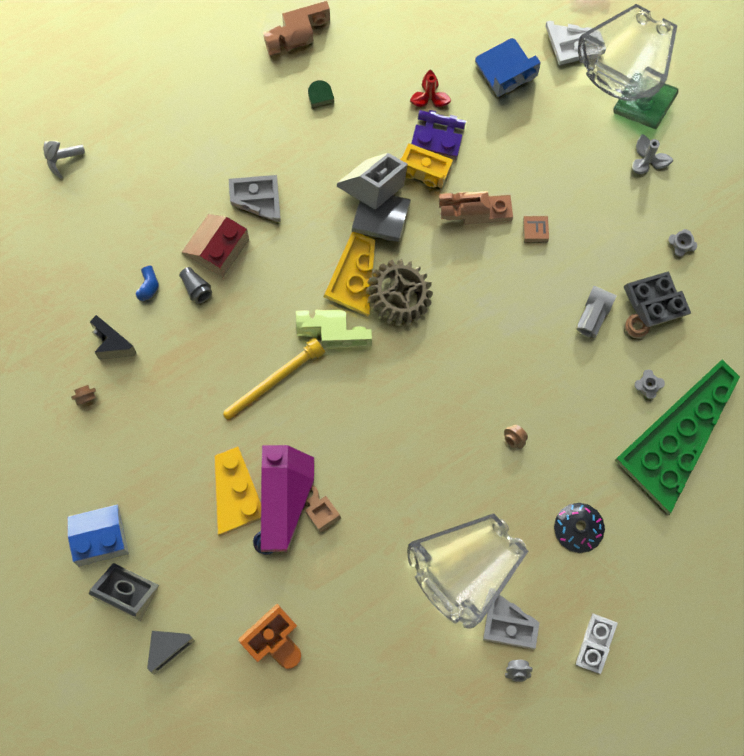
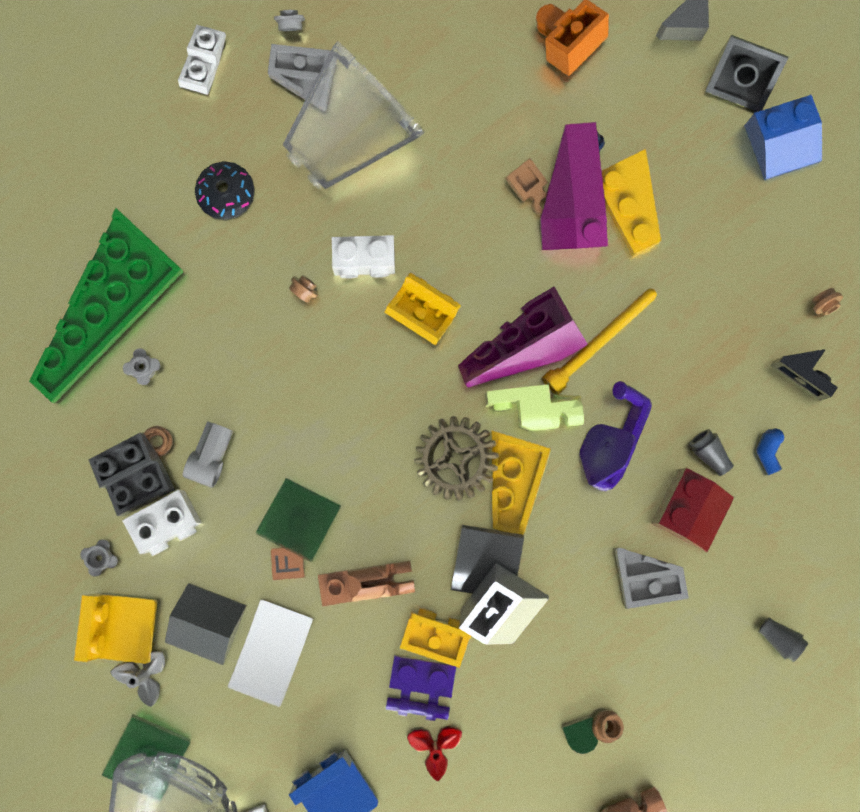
camera: 170 degrees right, 10 degrees up
(159, 146) = (783, 639): none -> dark grey cone
(278, 289) = (610, 449): none -> dark purple piece
(295, 94) = (614, 729): none -> medium nougat plate
(329, 382) = (534, 339): none -> magenta wedge
(418, 411) = (423, 308): none -> yellow bracket
(464, 457) = (363, 256): none -> white brick
(526, 257) = (298, 520): none -> clear green plate
(551, 166) = (270, 653): none -> white sticker
(600, 191) = (204, 623): none -> dark grey slope
(632, 262) = (162, 522): none -> white brick
(668, 189) = (115, 628): none -> yellow bracket

